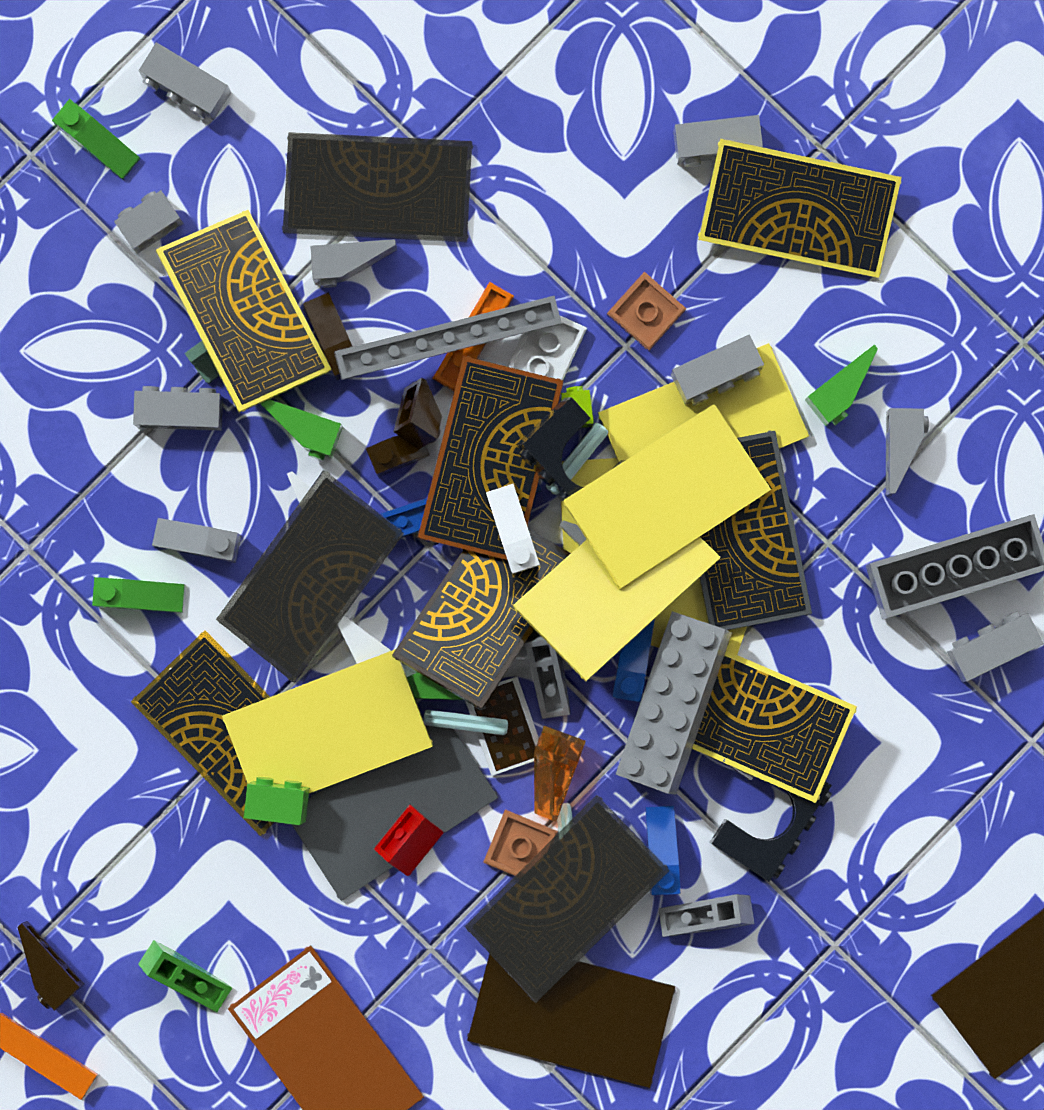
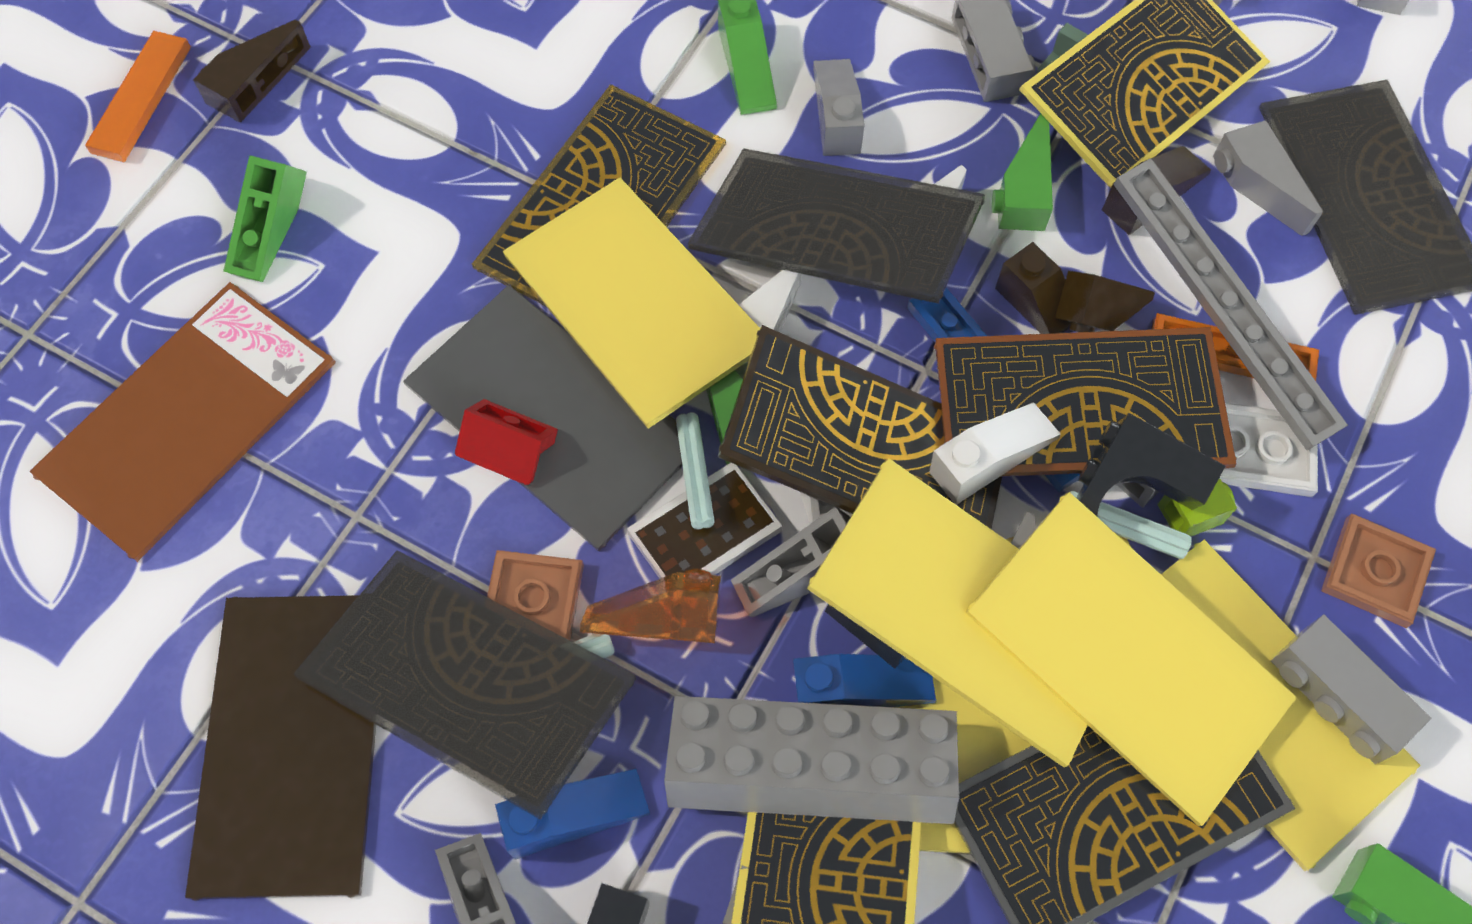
camera: 75 degrees right, 20 degrees down
(276, 802) = (519, 257): bright green brick -> none

